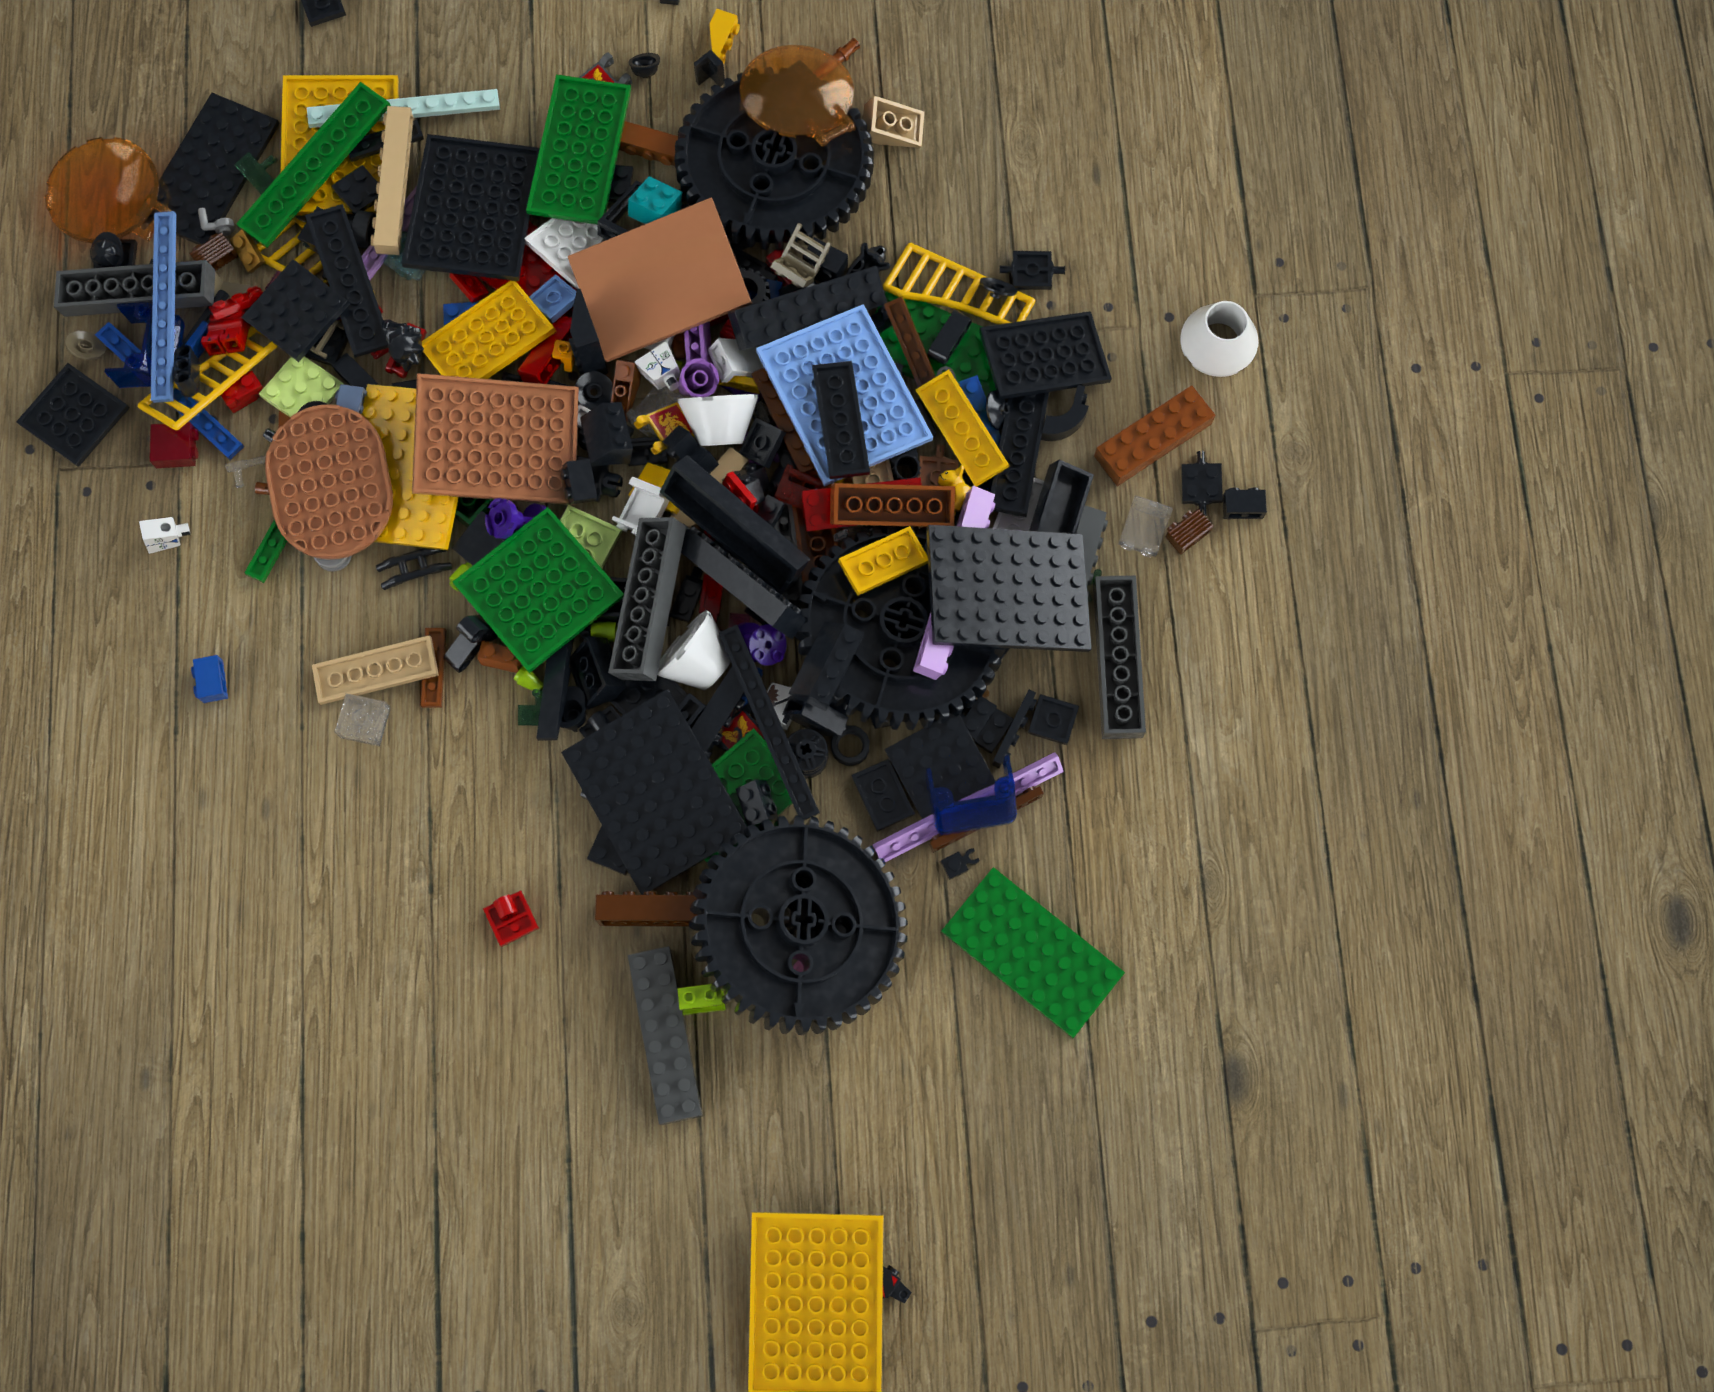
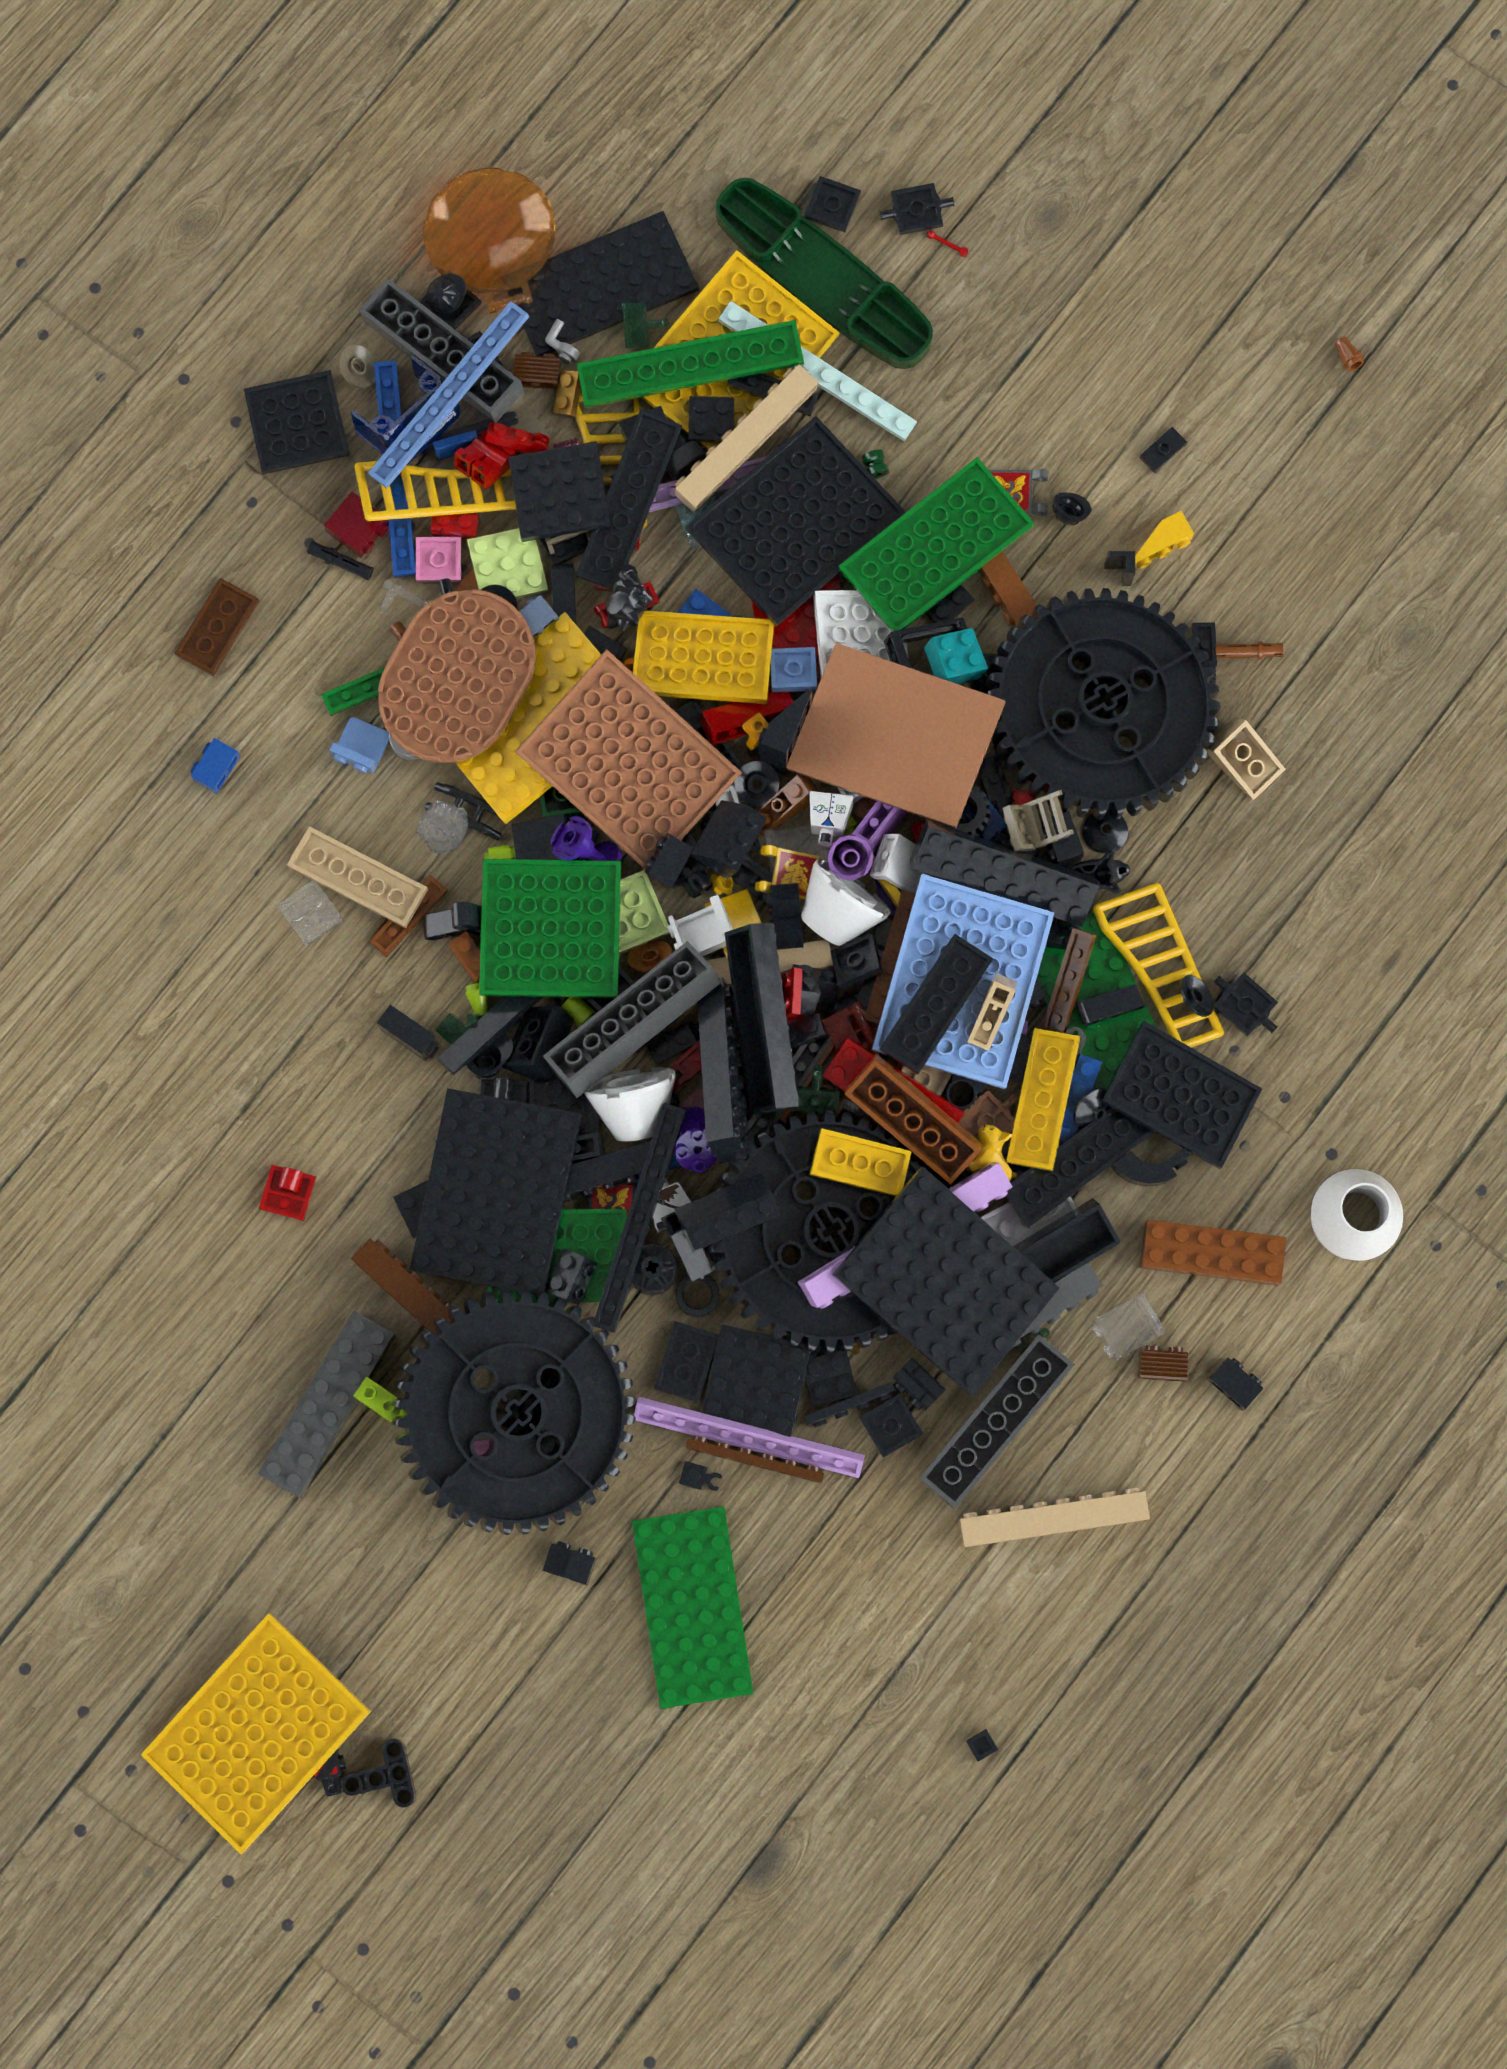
camera: 40 degrees right, 5 degrees up
(132, 590) = (216, 627): none -> reddish brown tile
(162, 533) = (274, 595): white torso -> none
(174, 480) = (333, 557): none -> black pin
(186, 371) = (421, 469): black beam -> none
(250, 423) = (438, 559): none -> bright pink plate
(302, 584) = (360, 746): none -> medium blue bracket
(400, 49) = (823, 274): none -> dark green piece
(406, 587) = (443, 826): none -> clear brick
(470, 286) = (732, 596): red plate -> none
(491, 134) = (875, 463): none -> dark green wheel
(501, 740) = (408, 1033): none -> black brick
(620, 556) = (648, 955): none -> dark orange dish
(628, 471) = (721, 884): none -> yellow plate
(798, 92) = (1177, 660): clear orange dish -> none
(815, 547) = (815, 1097): none -> clear green plate
(850, 245) = (1102, 841): none -> black dish
(881, 394) = (992, 1011): none -> tan slope
(927, 995) = (570, 1563): none -> black brick
(929, 1248) = (388, 1778): none -> black beam
(975, 813) = (744, 1449): clear blue windscreen -> none
(1047, 678) = (917, 1384): none -> black brick
(1201, 483) = (1216, 1332): black plate -> none
(1211, 687) = (1053, 1519): none -> tan brick
(1301, 872) = (981, 1745): none -> black plate

